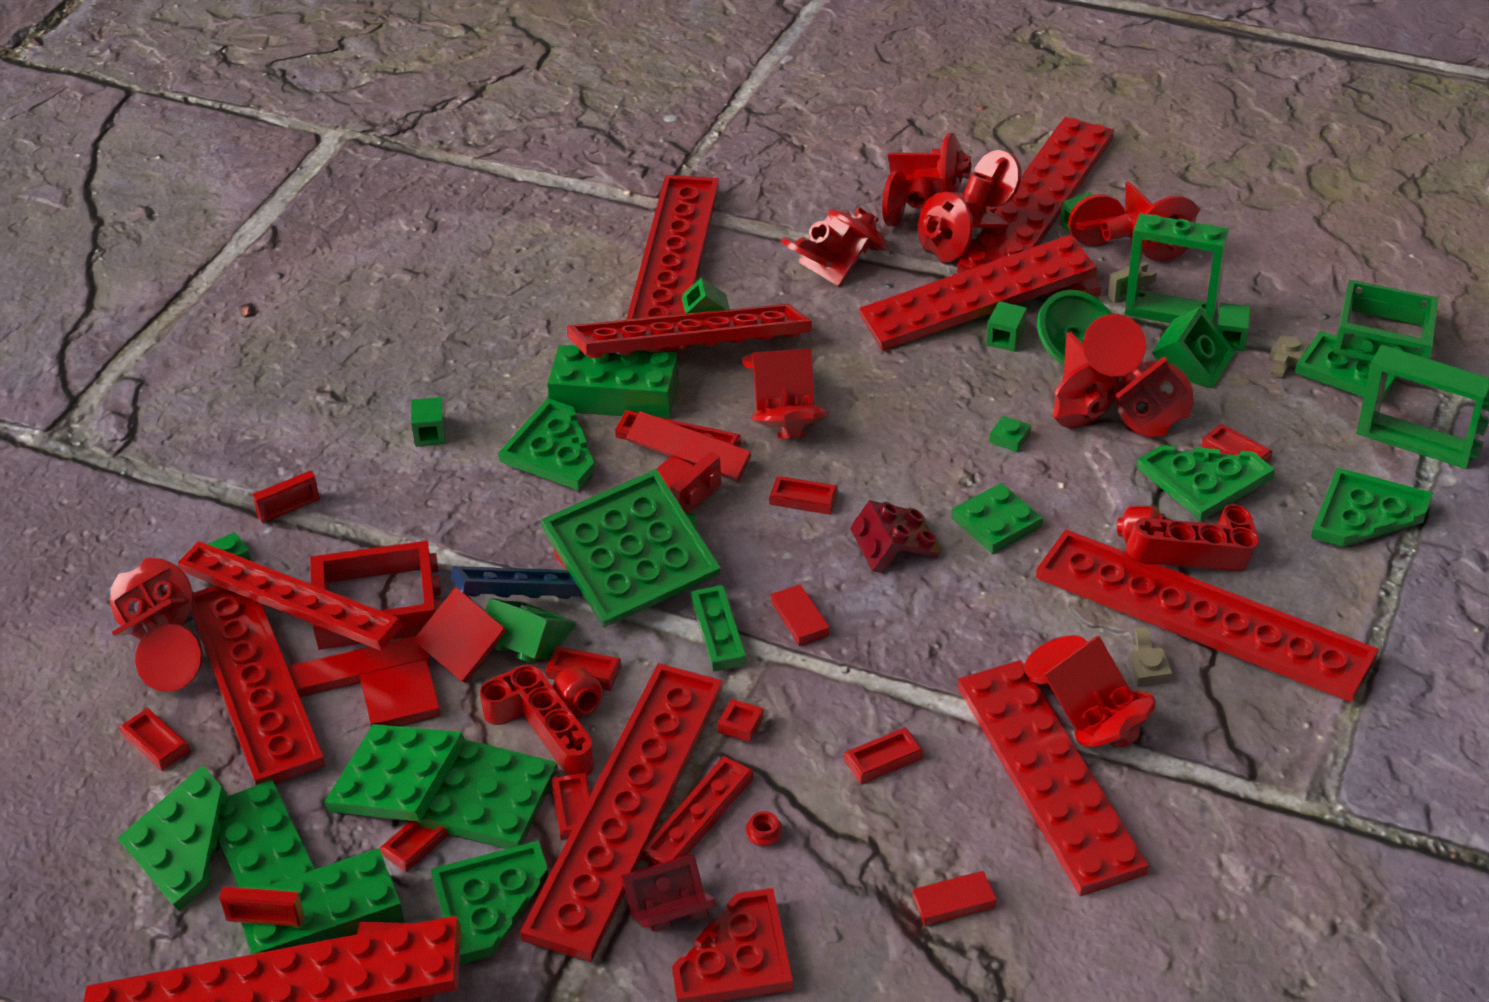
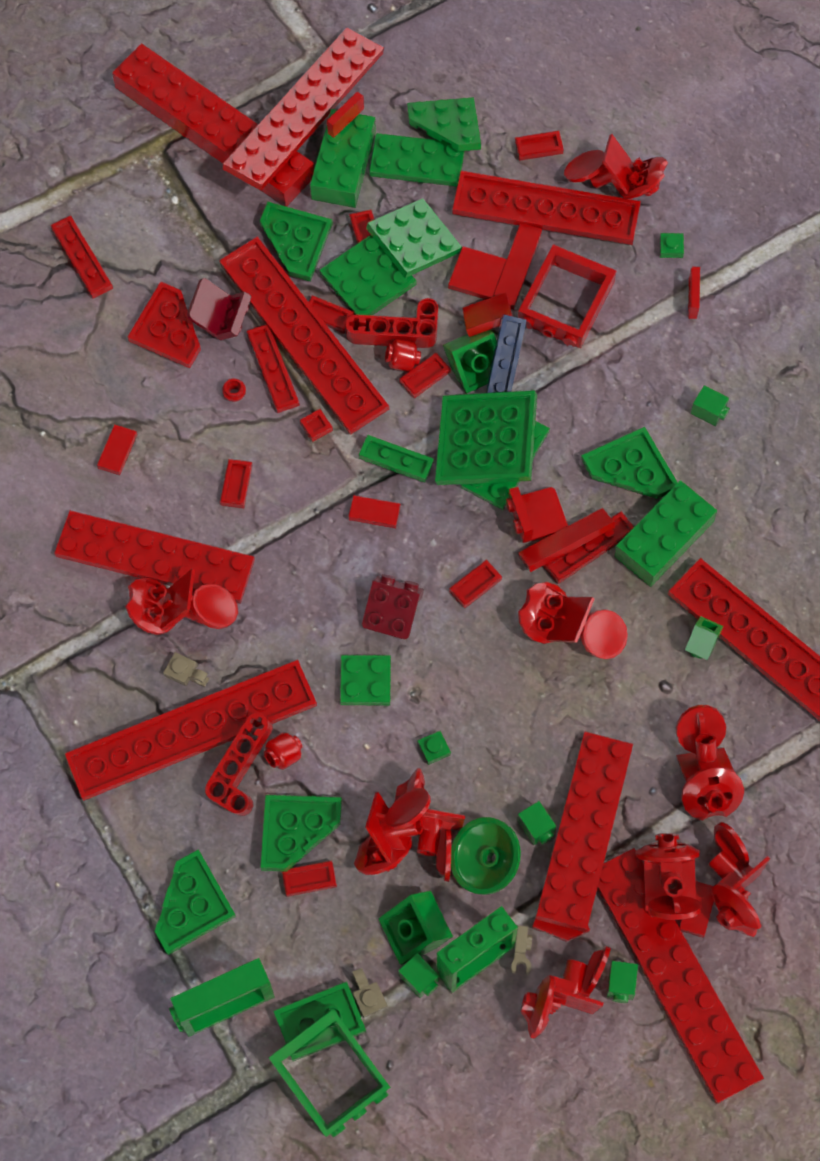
camera: 125 degrees right, 25 degrees up
(290, 595) = (584, 238): red plate -> none
(688, 329) = (671, 599): red plate -> none

